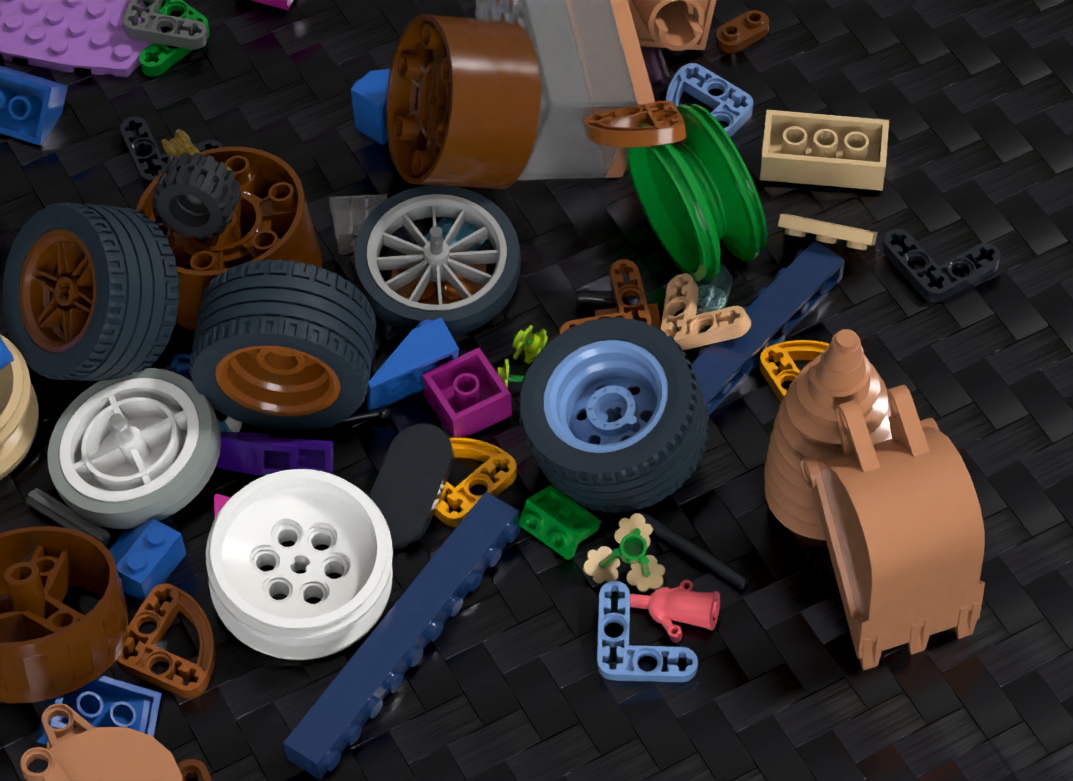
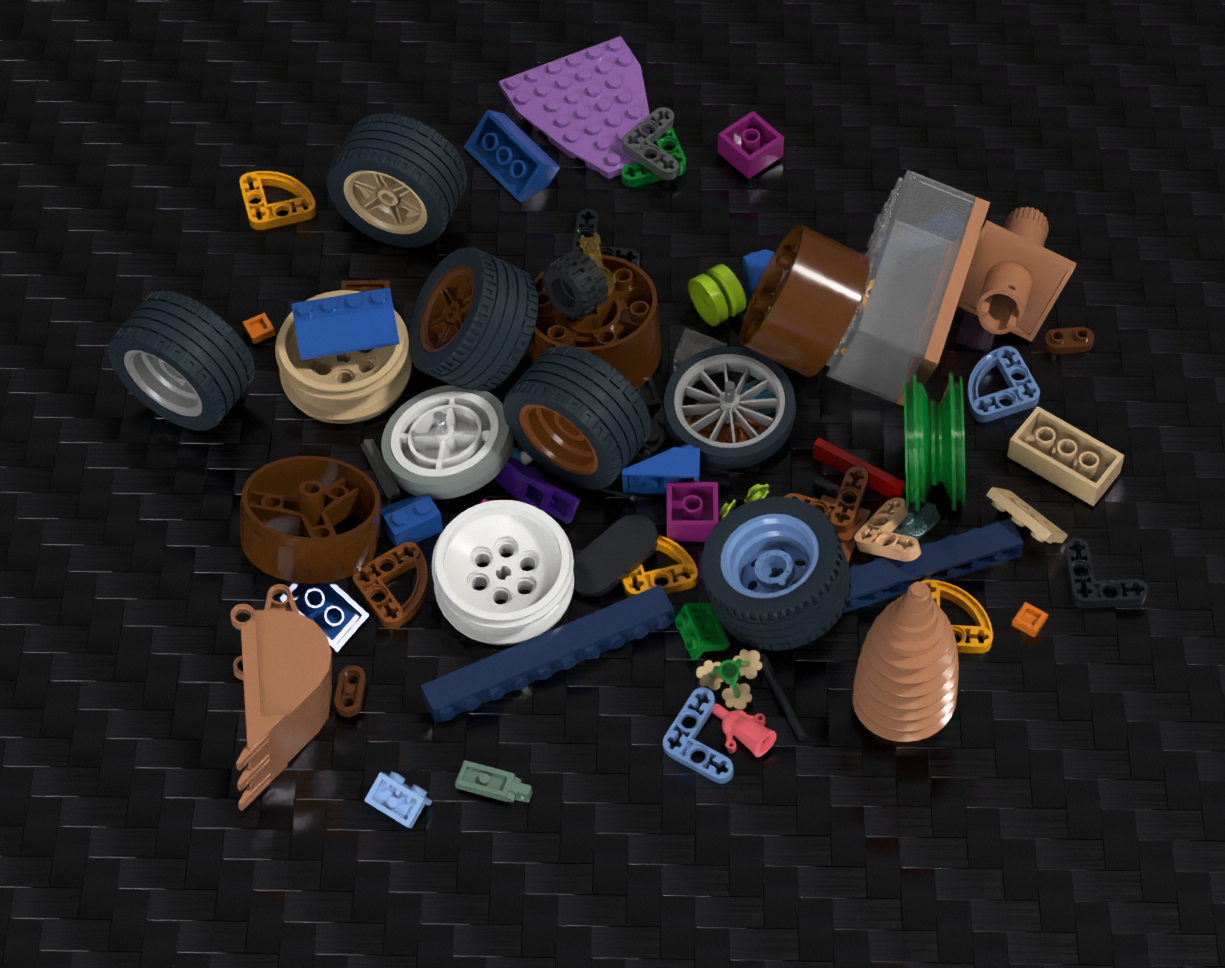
camera: 30 degrees right, 0 degrees up
(341, 146) = (717, 295): none -> lime wheel
(598, 264) = (842, 461): none -> red tile
(621, 127) = (893, 367): dark orange beam -> none
(897, 339) = (1029, 619): none -> orange tile
(899, 530) = (907, 751): nougat piece -> none

